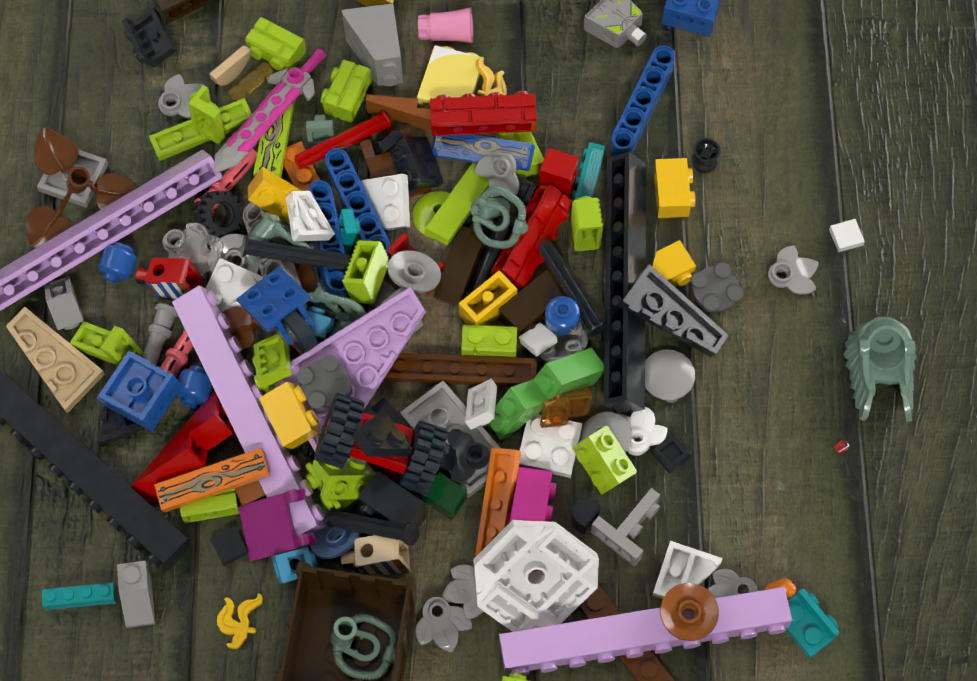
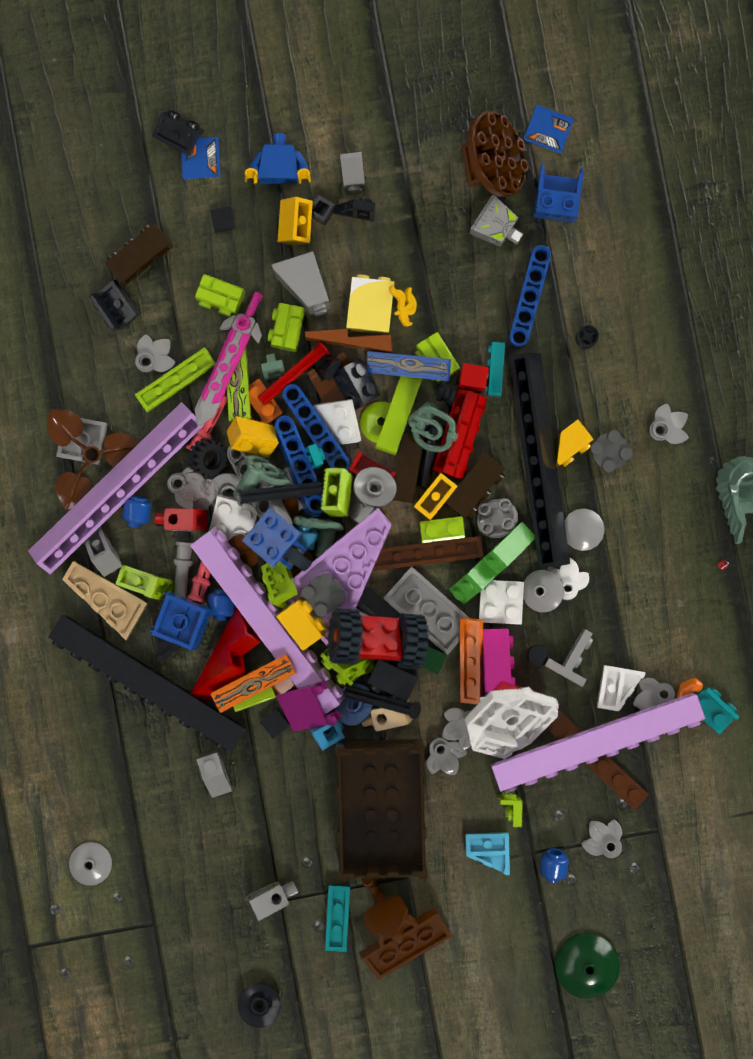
camera: 10 degrees left, 20 degrees up
(79, 596) = (172, 781): teal piece -> none
(206, 116) = (179, 377): lime bracket -> none
(229, 626) = (289, 783): yellow piece -> none
(231, 67) = (187, 322): tan tile -> none
(251, 81) = (206, 331): clear yellow axle -> none
(306, 218) = (281, 458): white wing -> none
(343, 635) = (379, 788): sand green piece -> none
(381, 438) = (380, 642): black wing -> none
(447, 26) = (357, 254): bright pink plant -> none
(458, 456) = (437, 633): black plate -> none
(481, 404) = (445, 583): white plate -> none
(483, 114) = (405, 337): red brick -> none
(498, 173) = (427, 387): light grey plate -> none
(538, 339) = (479, 521): white tile -> none
(562, 315) = (496, 502): blue head -> none
(566, 405) = (506, 578): clear orange slope -> none
(572, 288) = (499, 477): black axle -> none
(586, 223) = (501, 417): lime brick -> none
(604, 459) = (546, 612): lime bracket -> none
(668, 309) = (579, 482): wing -> none
(671, 453) = (594, 593): black tile -> none
(673, 188) = (565, 370): yellow brick -> none
(693, 598) = (640, 734): dark orange dish -> none
(846, 235) = (707, 386): white tile -> none

